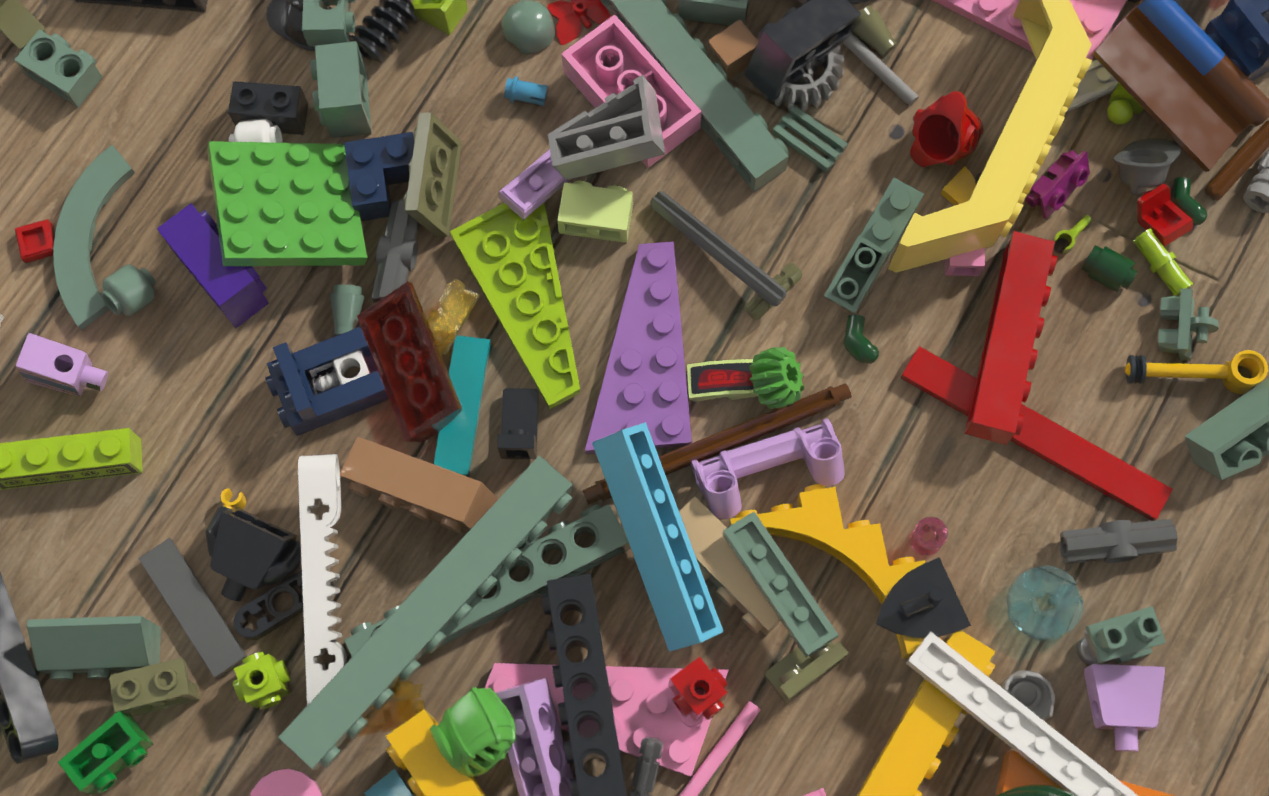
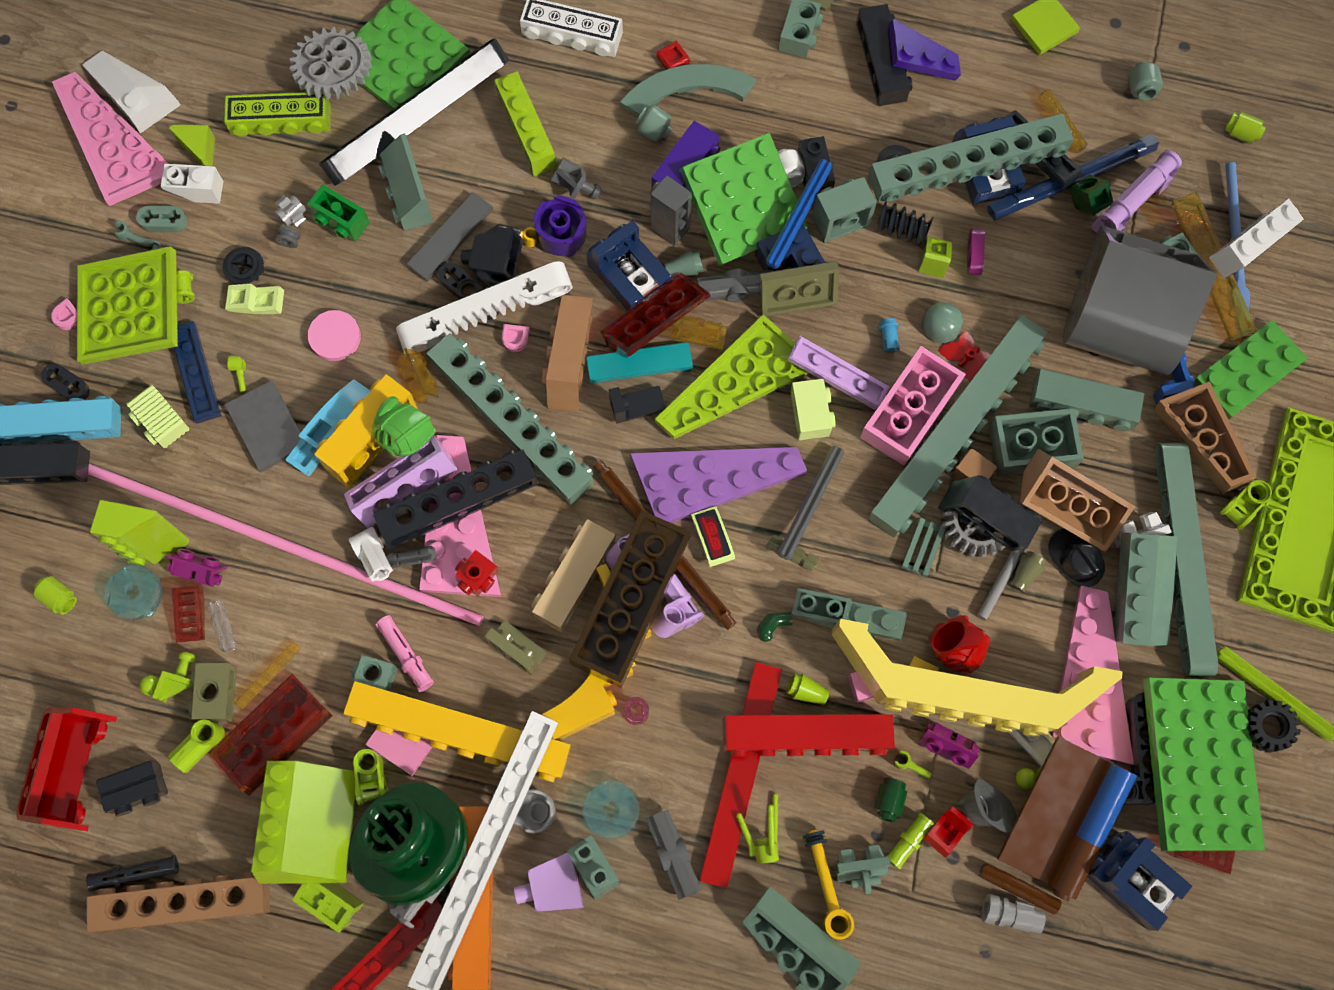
camera: 70 degrees right, 0 degrees up
(46, 363) = (585, 97): lavender torso -> none
(152, 688) = (387, 226): olive bracket -> none
(171, 416) = (573, 178): none -> dark grey piece
(241, 432) = (560, 226): none -> dark purple brick
(270, 298) = (670, 210): none -> dark grey brick
(270, 689) = (410, 292): lime brick -> none
(335, 140) = (798, 214): none -> blue axle
(371, 558) = (515, 337): none -> bright pink tile
(426, 614) = (481, 378): sand green brick -> none
(611, 135) = (865, 396): light grey wedge -> none
(657, 537) = (575, 515): medium azure brick -> none
(776, 377) = (722, 569): bright green gear -> none
(780, 584) = (564, 608): sand green plate -> none
(796, 494) = (630, 599): none -> dark brown slope
(923, 604) = (580, 716): black shield -> none
(951, 325) = (806, 689): none -> lime cone
(1135, 427) = (766, 848): none -> lime plant
(1183, 200) = (964, 849): dark green arm -> none

